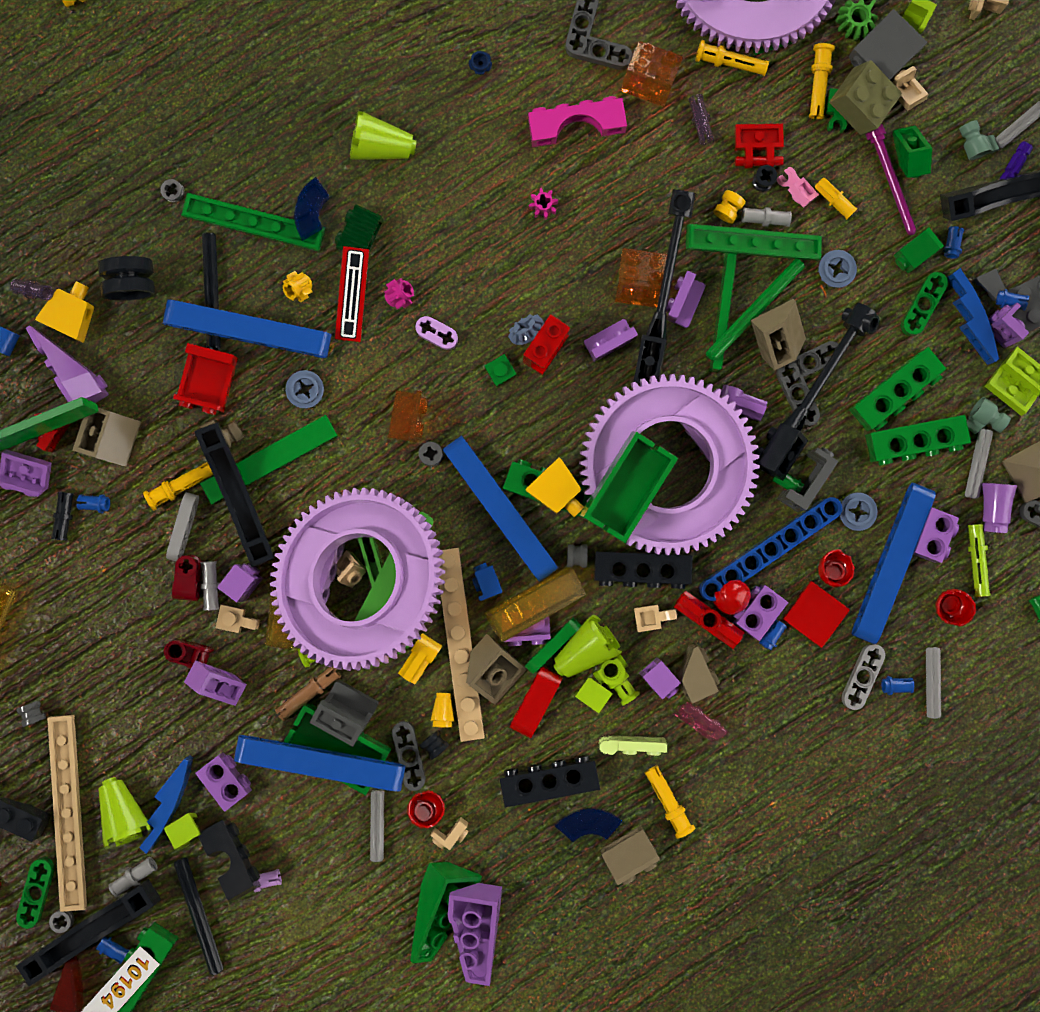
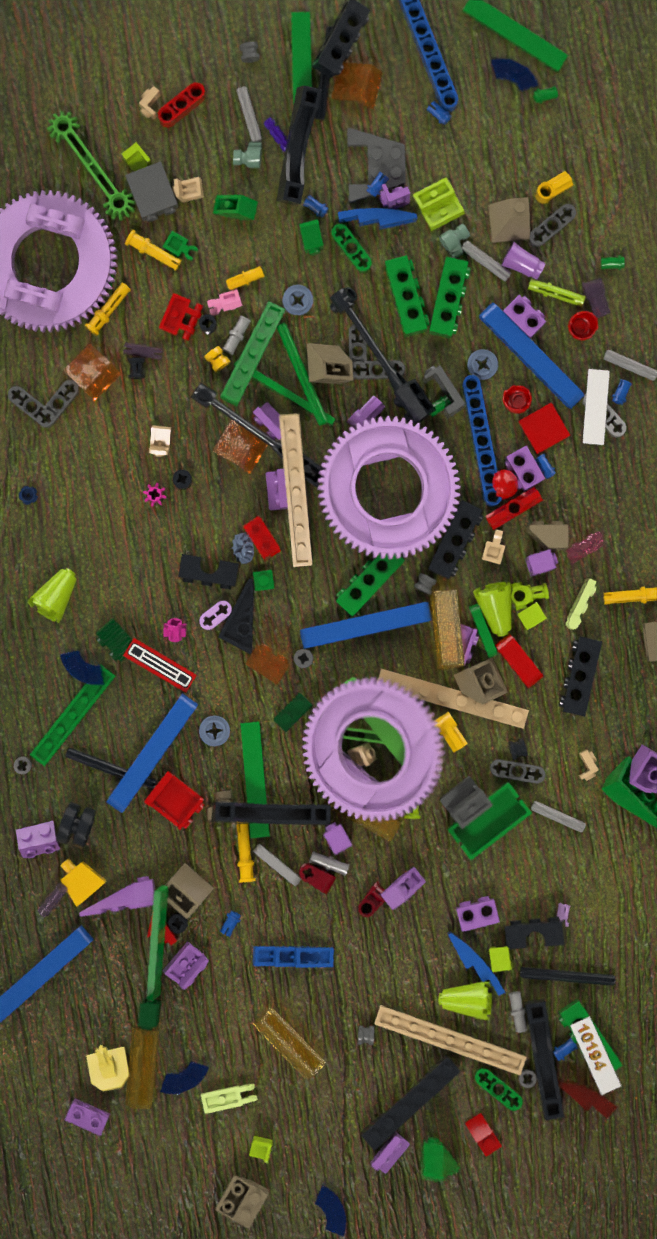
camera: 65 degrees left, 0 degrees up
(59, 441) = (181, 922): none -> black wheel
(62, 516) = (230, 950): black pin -> none
(86, 591) = (293, 956): none -> blue slope
(93, 242) = (37, 840): none -> medium lavender bracket
(233, 619) = (360, 857): tan plate -> none
(297, 286) = (136, 702): yellow gear -> none
(316, 686) = (439, 825): medium nougat pin -> none
(319, 763) = (494, 835): blue beam -> none
(363, 468) = (292, 712): none -> dark green brick
(426, 809) = (562, 775): red hair -> none
(438, 364) = (239, 625): none -> black wing
(442, 711) = (496, 732): yellow cone -> none
(477, 282) = (191, 570): none -> black arch
(486, 581) = (415, 658): blue brick -> none
(557, 489) = (371, 577): yellow torso -> none
(572, 232) = (184, 482): none -> black wheel
(588, 822) = (623, 661): clear blue tile -> none
(606, 116) = (110, 419): dark pink arch -> none
(607, 183) = (160, 440): none -> bracket
(620, 358) = (295, 490): none -> tan plate
(629, 486) = (393, 524): green piece -> none
(683, 114) = (139, 374): none -> black bush
(865, 97) = (182, 225): olive brick -> none
(867, 663) = (596, 407): none -> white sticker
(876, 138) = (212, 228): magenta piece -> none
(998, 605) = (595, 294): none -> clear purple piece
(1012, 37) = (183, 96): none -> red beam

